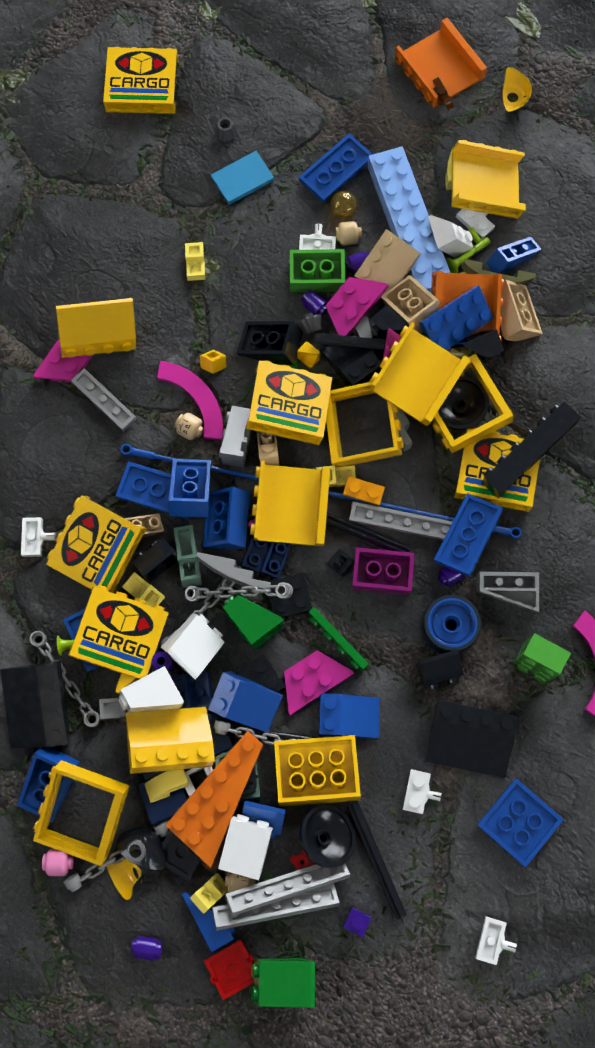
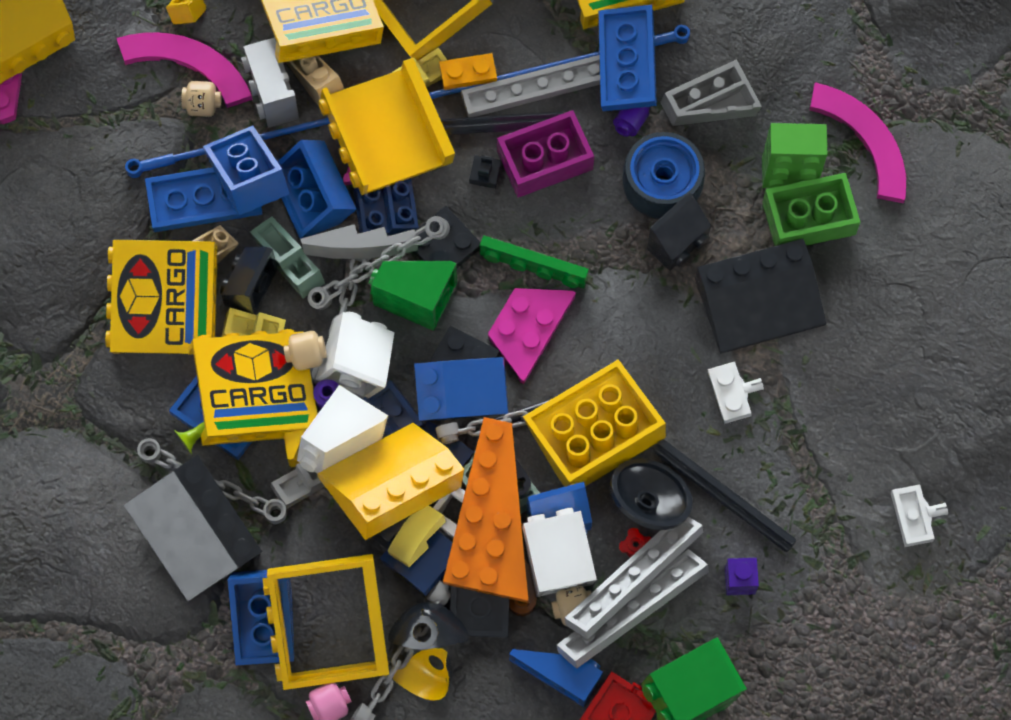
camera: 30 degrees left, 5 degrees down
(33, 537) = (72, 330): white plate -> none
(103, 399) = (68, 120): light grey plate -> none
(160, 628) = (305, 350): none -> tan head
(209, 893) = (543, 635): light yellow slope -> none
(349, 716) = (594, 343): blue slope -> none
(520, 822) = (872, 363): blue plate -> none
(534, 699) = (811, 210): none -> bright green brick

